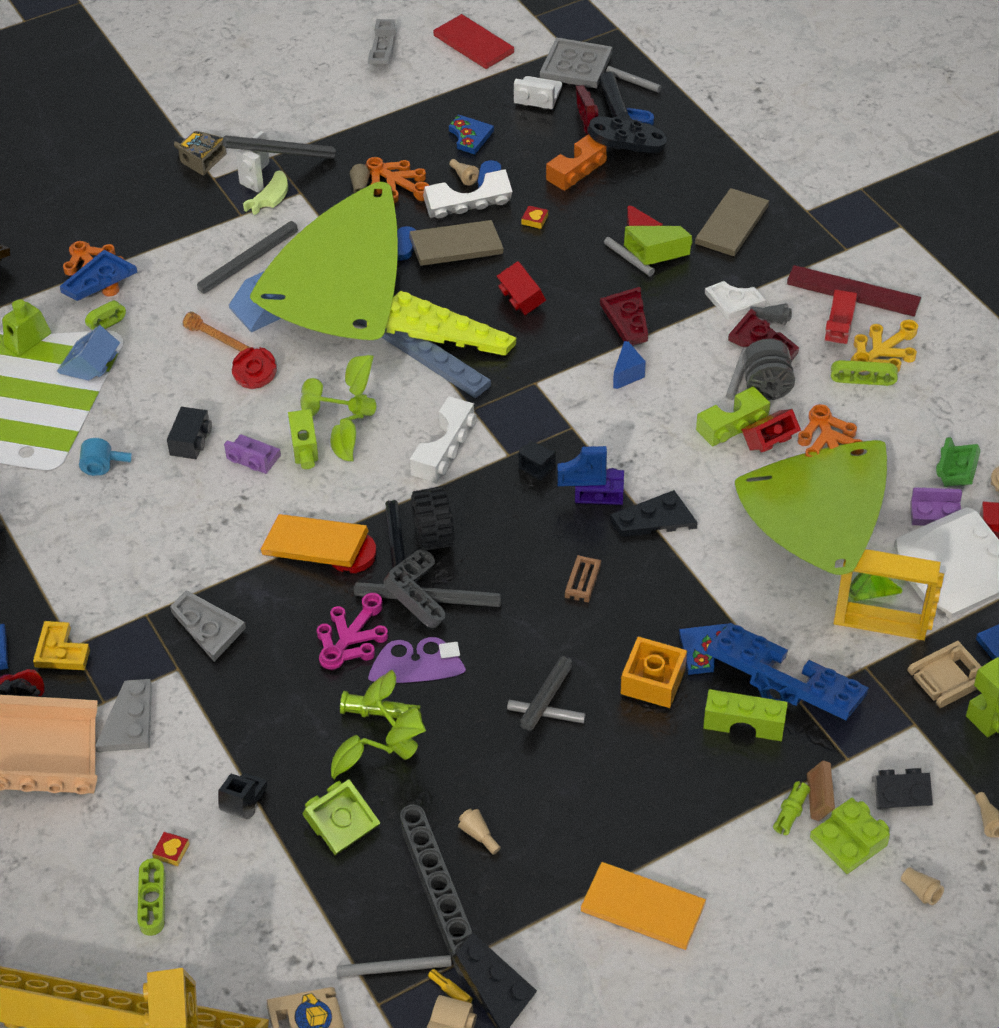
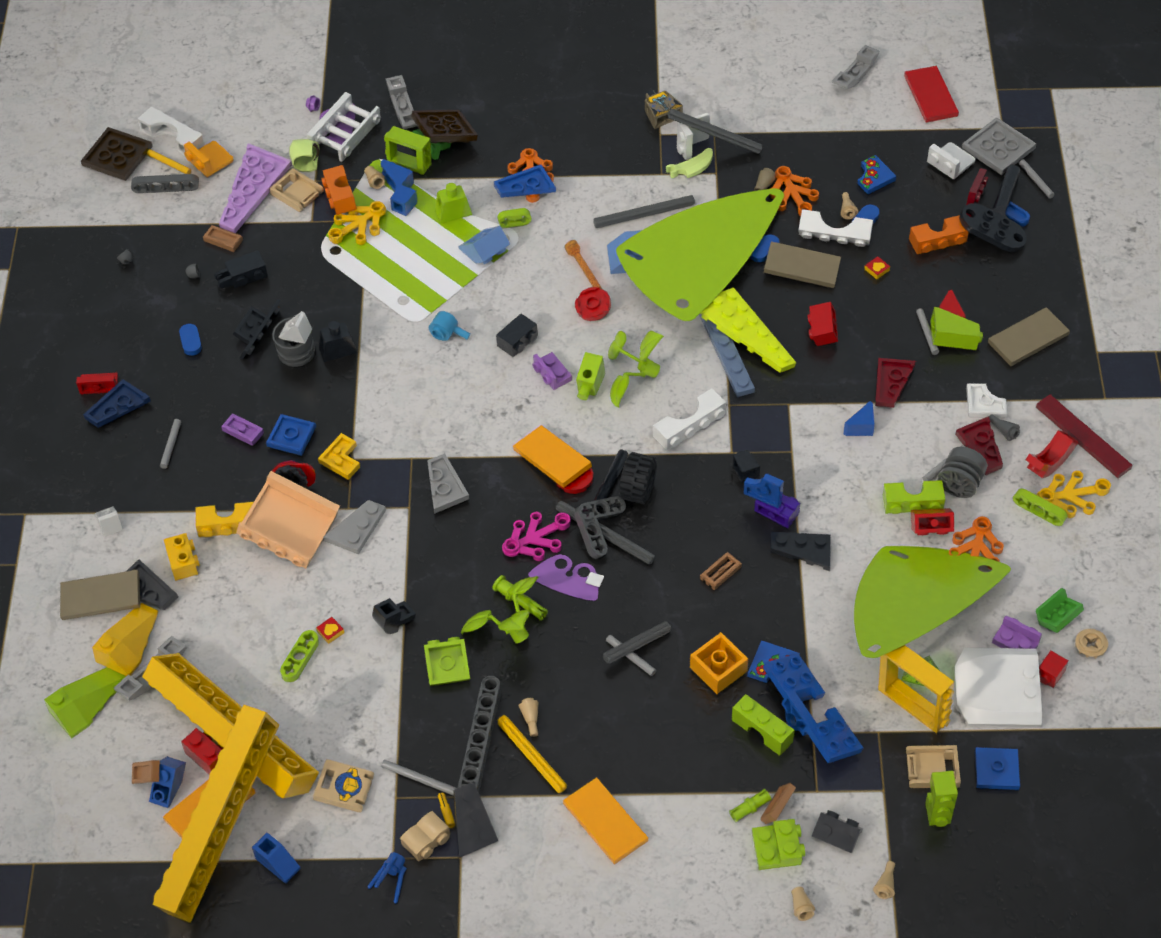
camera: 30 degrees right, 5 degrees up
(508, 873) = (532, 754): none -> yellow axle

